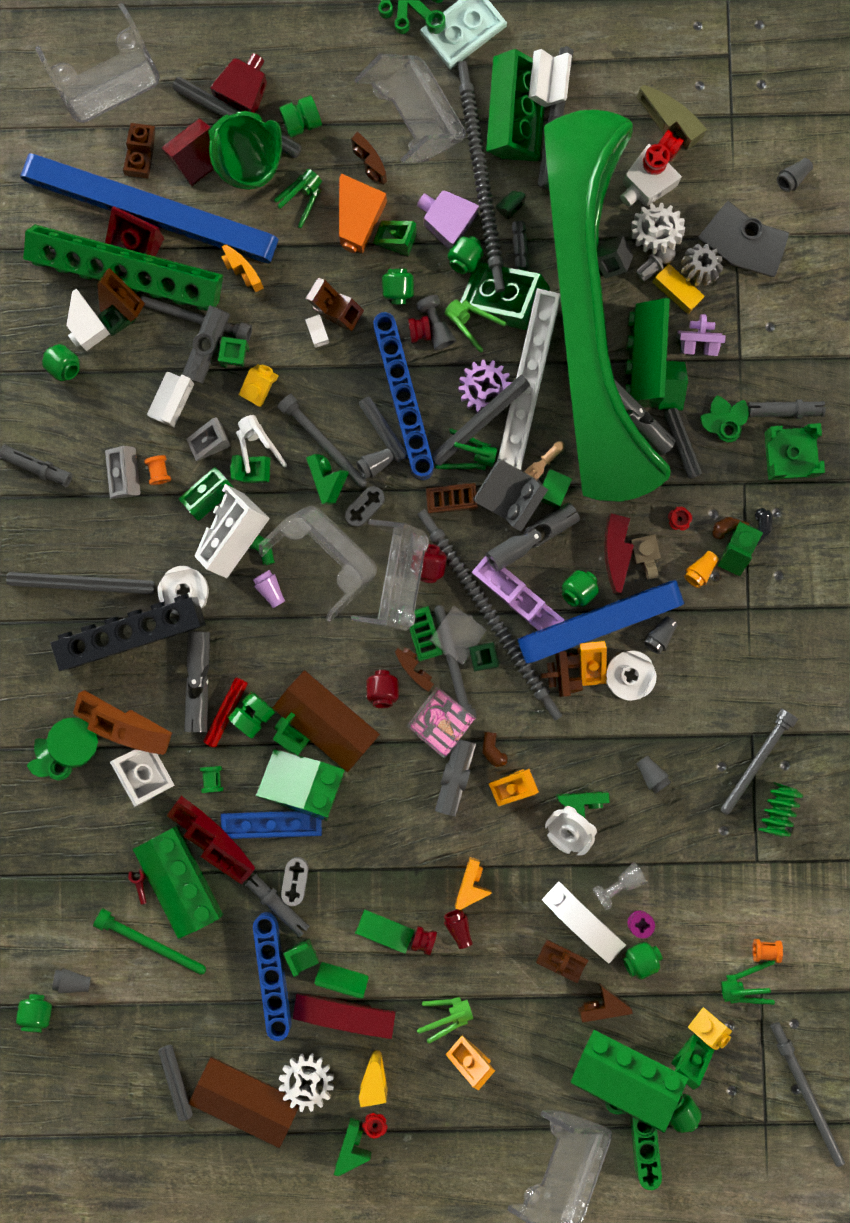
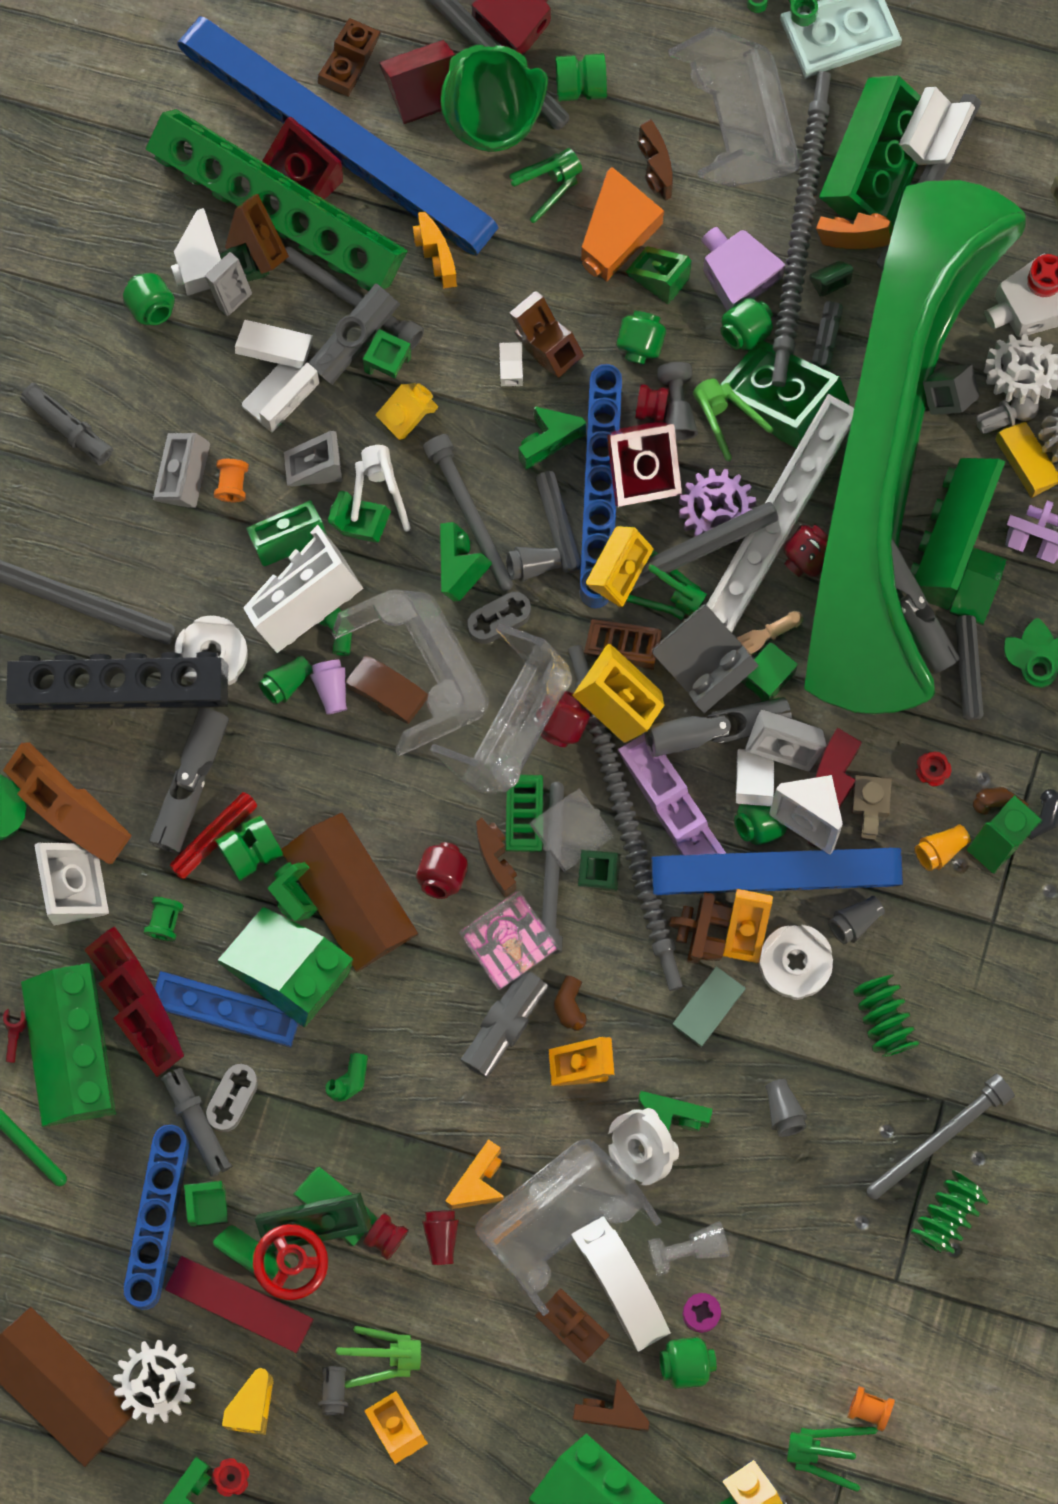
camera: 15 degrees right, 10 degrees down
(110, 336) = (228, 284): none -> light grey plate
(155, 367) = (273, 344): none -> white tile
(238, 594) = (283, 681): none -> green cone
(307, 579) = (387, 688): none -> reddish brown slope
(364, 368) = (558, 432): none -> green slope
(367, 990) = (319, 1262): none -> red piece
(368, 846) = (351, 1082): none -> green arm
(374, 949) = (326, 1218): none -> dark green tile
(422, 1050) = (333, 1391): none -> dark grey pin
(428, 372) = (644, 463): none -> dark red slope
(434, 448) = (620, 565): none -> yellow slope
(462, 536) = (620, 695): none -> yellow slope
(521, 892) = (551, 1206): none -> clear windscreen
(525, 166) = (865, 233): none -> orange slope
(554, 398) = (806, 551): none -> dark red head
(567, 563) = (754, 779): none -> white tile
(579, 531) = (786, 740): none -> light grey slope
(583, 723) = (708, 1007): none -> sand green tile
(615, 579) = (809, 810): none -> white slope
(701, 695) = (885, 1016): none -> green piece

